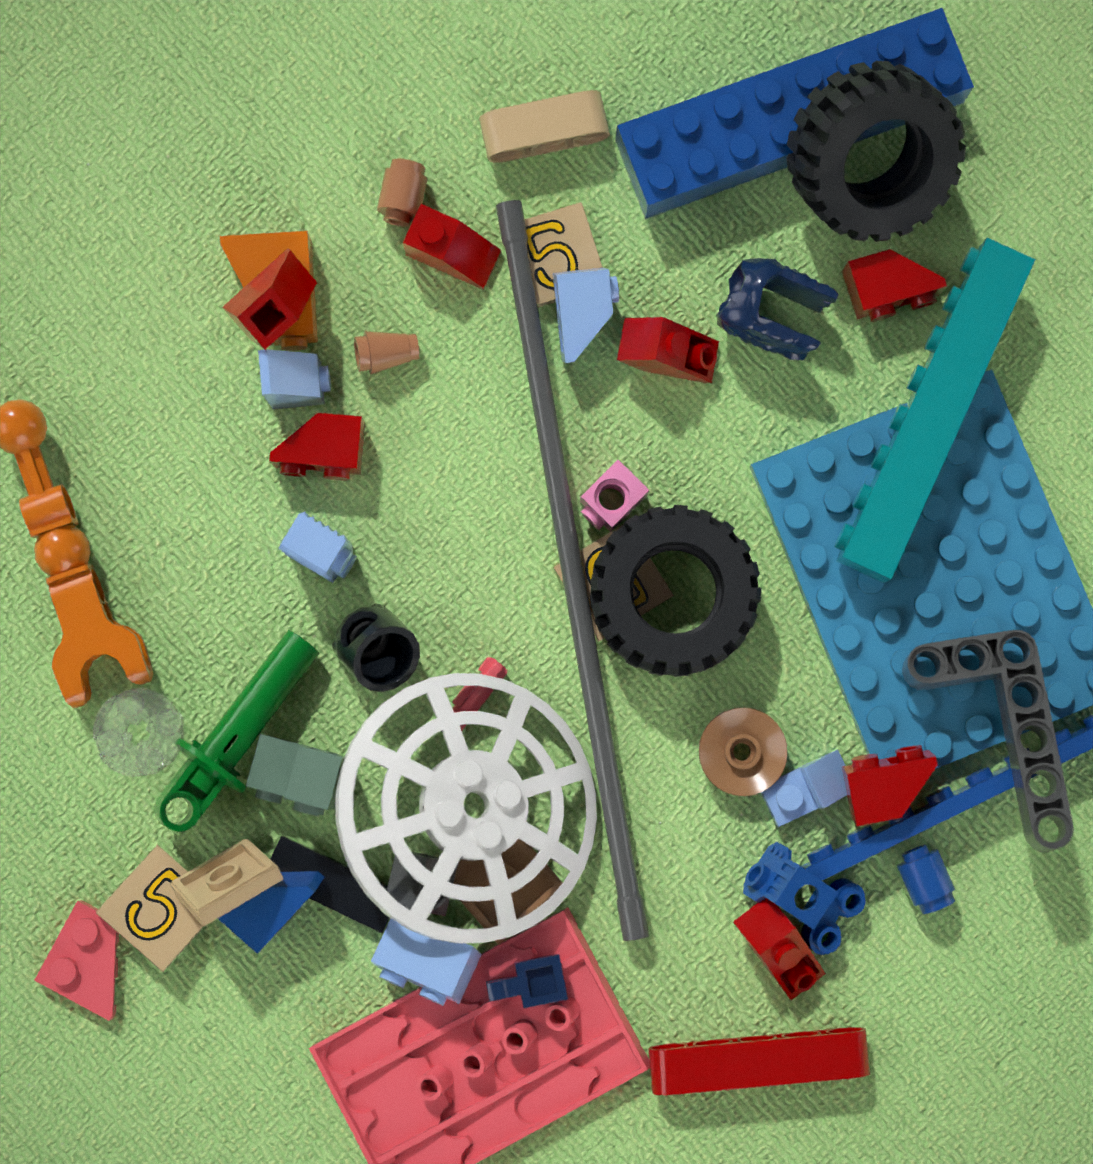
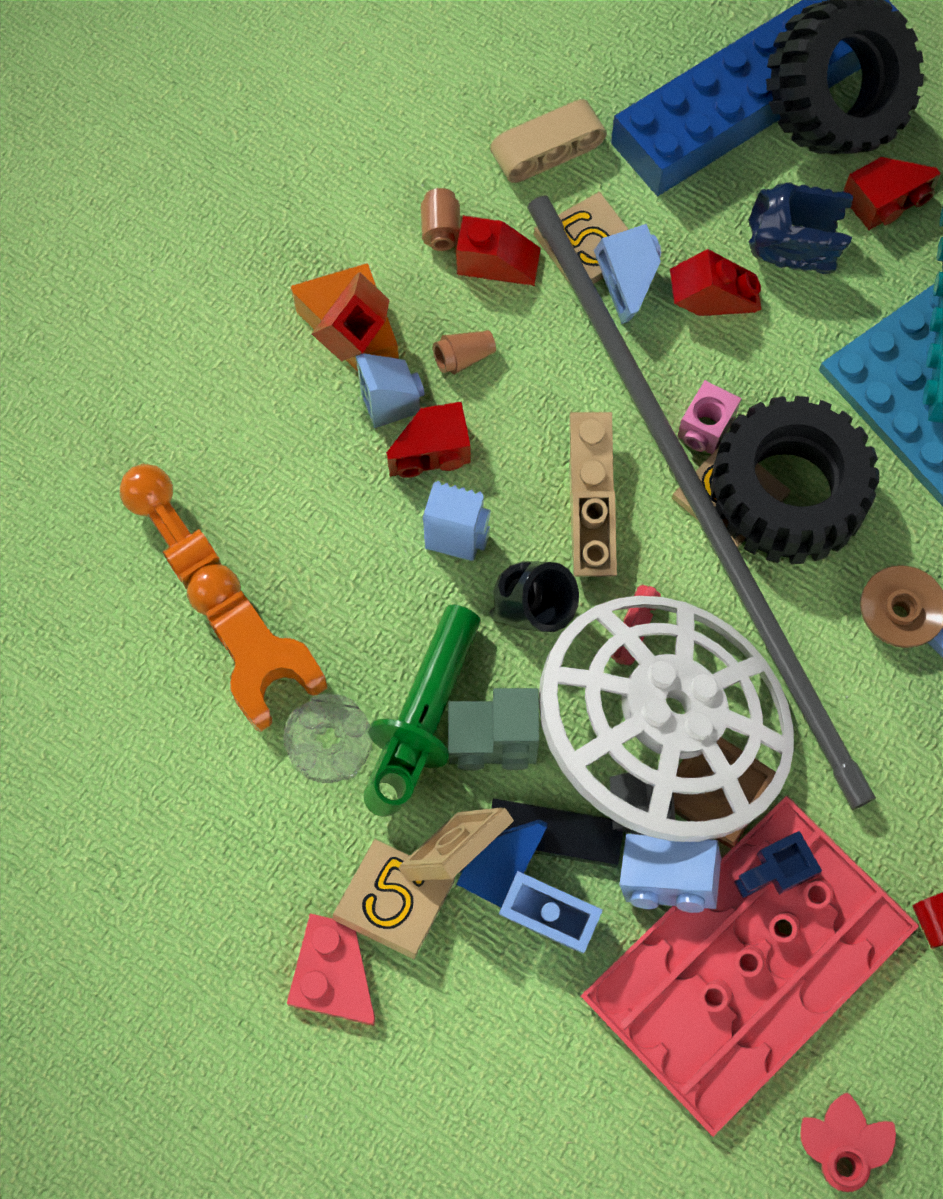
camera: 10 degrees left, 15 degrees down
(300, 969) = (550, 912): none -> light blue slope
(468, 550) = (592, 495): none -> tan slope

